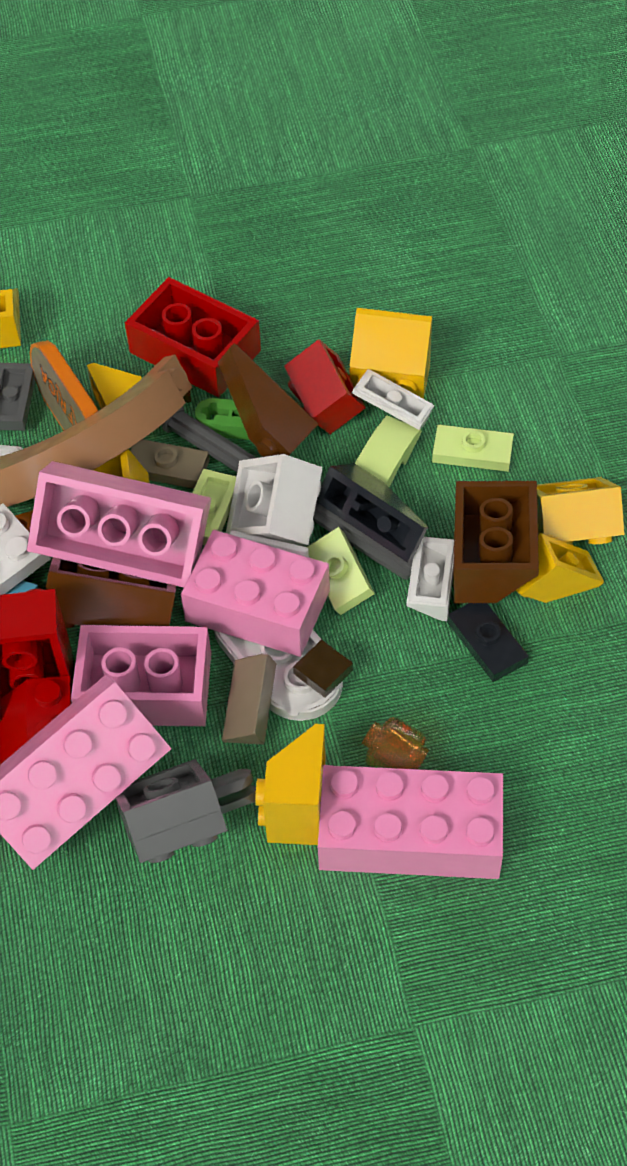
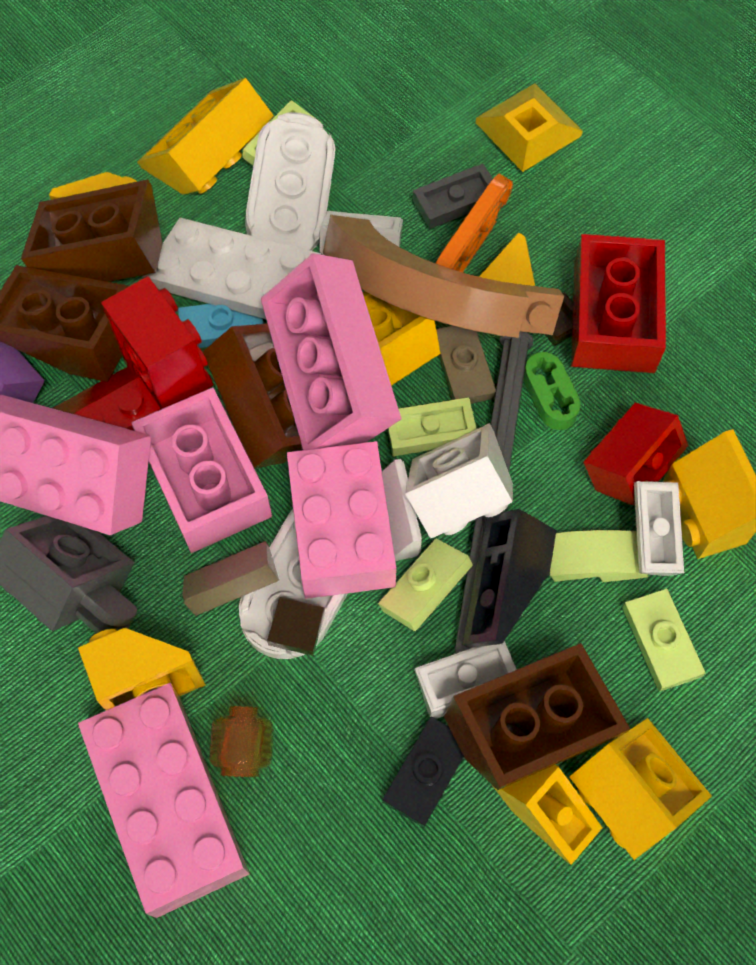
camera: 60 degrees right, 10 degrees up
(266, 410) = (562, 421): reddish brown slope -> none

